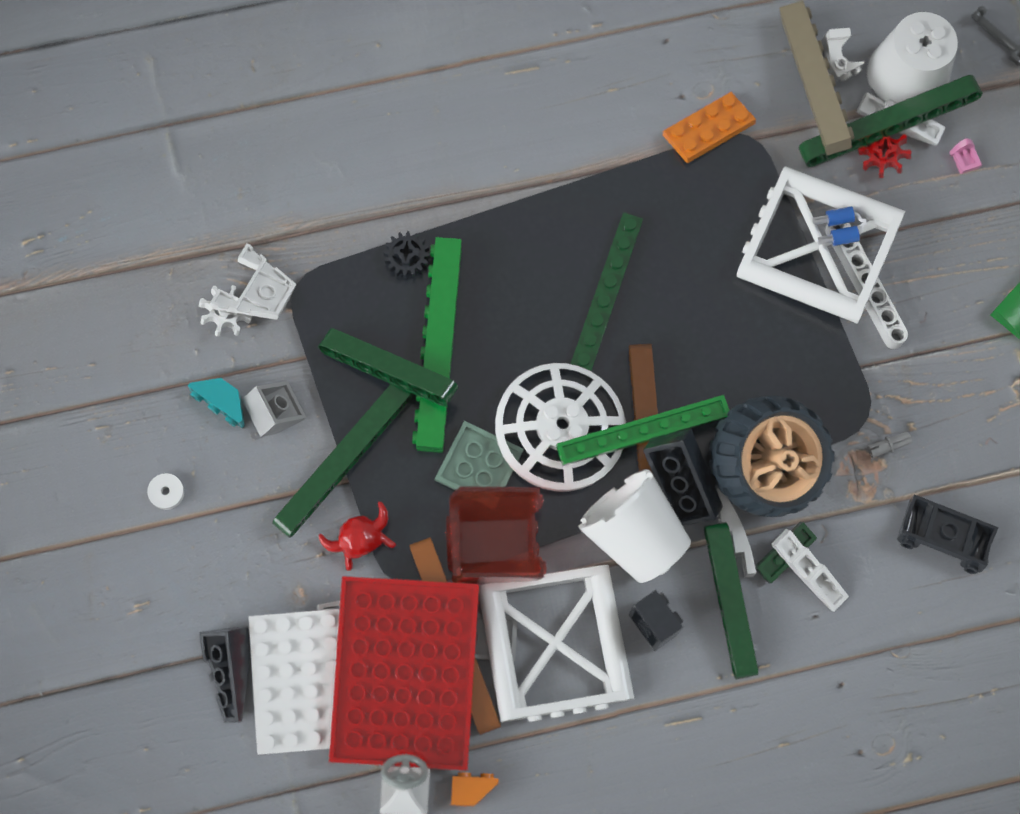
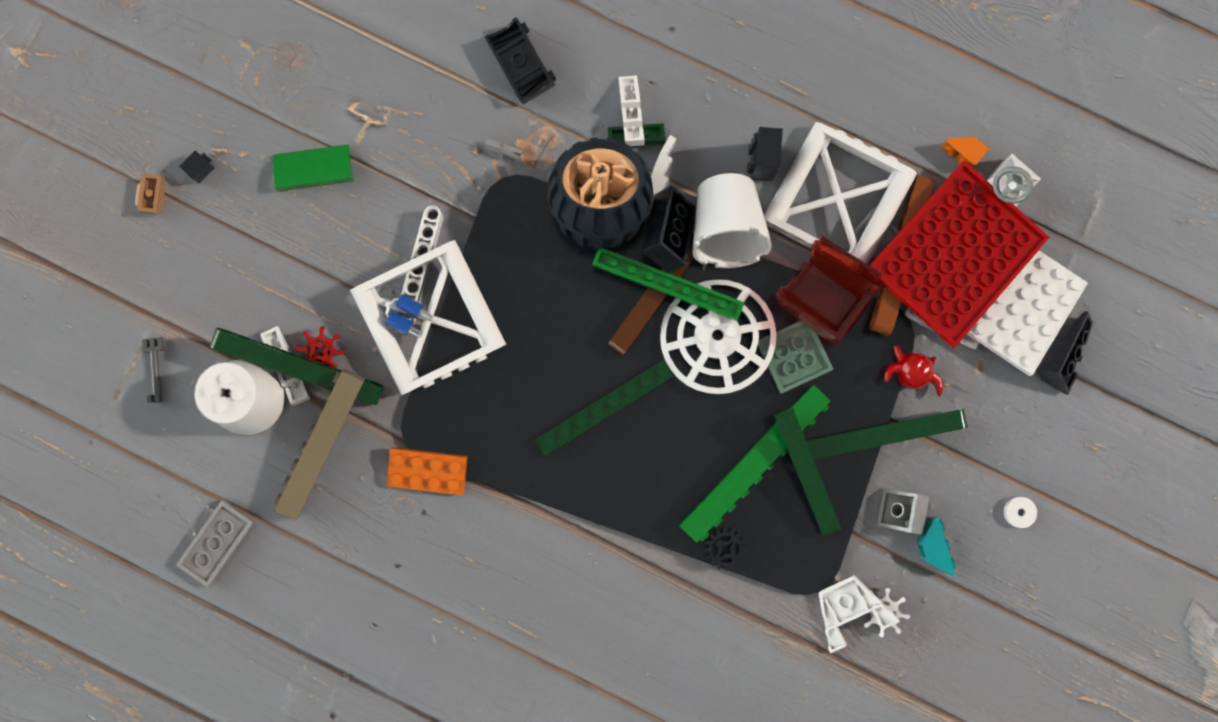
camera: 140 degrees left, 10 degrees up
(731, 600) = (701, 132): dark green beam -> none
(832, 45) = (283, 458): white tile -> none
(965, 156) = (265, 301): bright pink tile -> none

